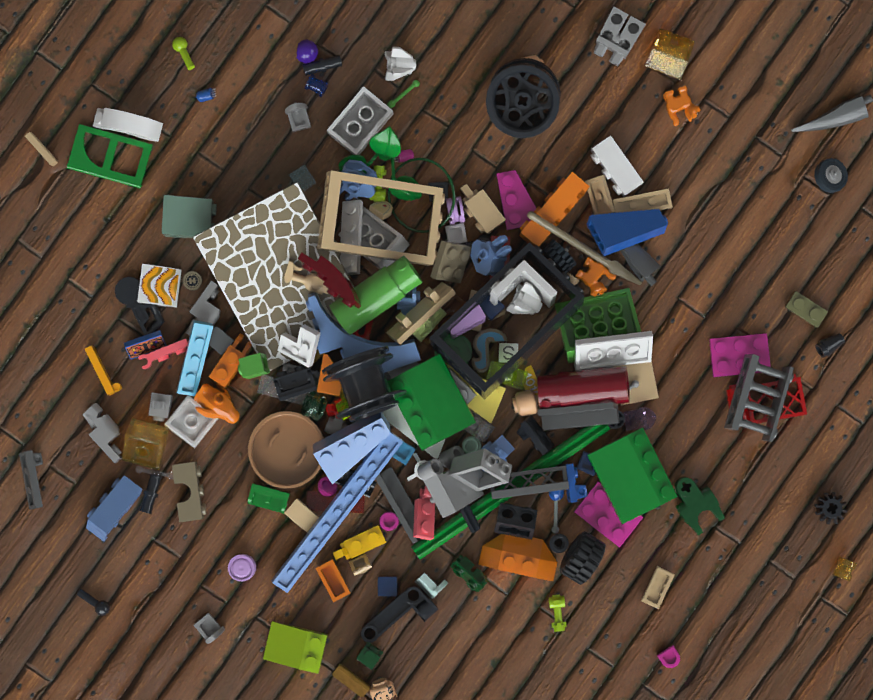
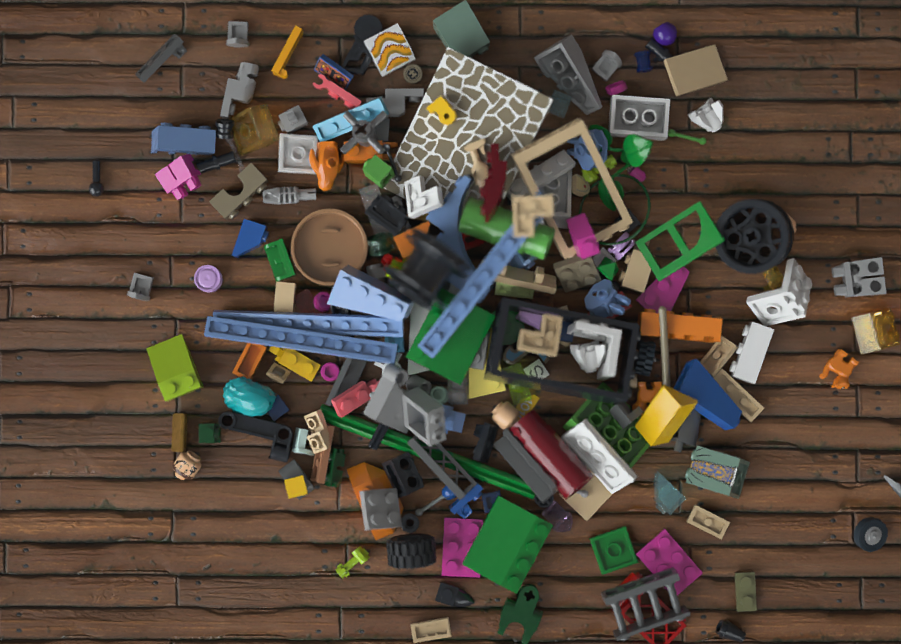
camera: 50 degrees right, 0 degrees up
(57, 401) = (237, 34): none -> light grey tile
(127, 466) = (224, 128): none -> black wheel
(138, 532) = (177, 175): none -> hips
(208, 357) = (360, 127): none -> flat silver bar
(219, 453) = (288, 195): none -> light grey hinge
(232, 509) = (250, 237): none -> blue slope
(238, 345) = (398, 178): none -> black hinge
(242, 276) = (445, 111): none -> yellow leg
(278, 150) = (568, 68): none -> light grey wedge
(322, 122) = (616, 88): none -> dark pink tile
(347, 526) = (301, 340): none -> medium blue plate
(354, 48) = (695, 70): none -> tan tile
(362, 602) = (248, 397): none -> teal piece
(373, 270) = (524, 211): none -> tan plate
(401, 337) = (474, 289): none -> medium blue plate
(425, 237) = (582, 236): none -> dark pink slope
(436, 567) = (319, 432): none -> tan slope
(451, 575) = (321, 461): none -> nougat tile
(458, 611) = (293, 470): none -> dark grey beam
(464, 615) = (296, 486): none -> yellow tile
(465, 234) = (608, 268): none -> green slope
(489, 328) = (544, 342): none -> tan plate
(500, 136) = (709, 238): none -> green window
(530, 558) = (380, 509): none -> light grey plate
(576, 107) = (773, 278): none -> clear yellow leg
(593, 306) = (624, 414): none -> dark grey panel
(596, 107) = (789, 301): none -> white bracket
(618, 274) = (664, 415): none -> yellow slope
(643, 549) = (453, 596): none -> black plate
(683, 318) = (666, 495): none -> clear light blue slope
(693, 263) = (717, 472): none -> sand green slope
(697, 392) = (613, 550): none -> green tile
(728, 299) = (708, 522): none -> tan plate

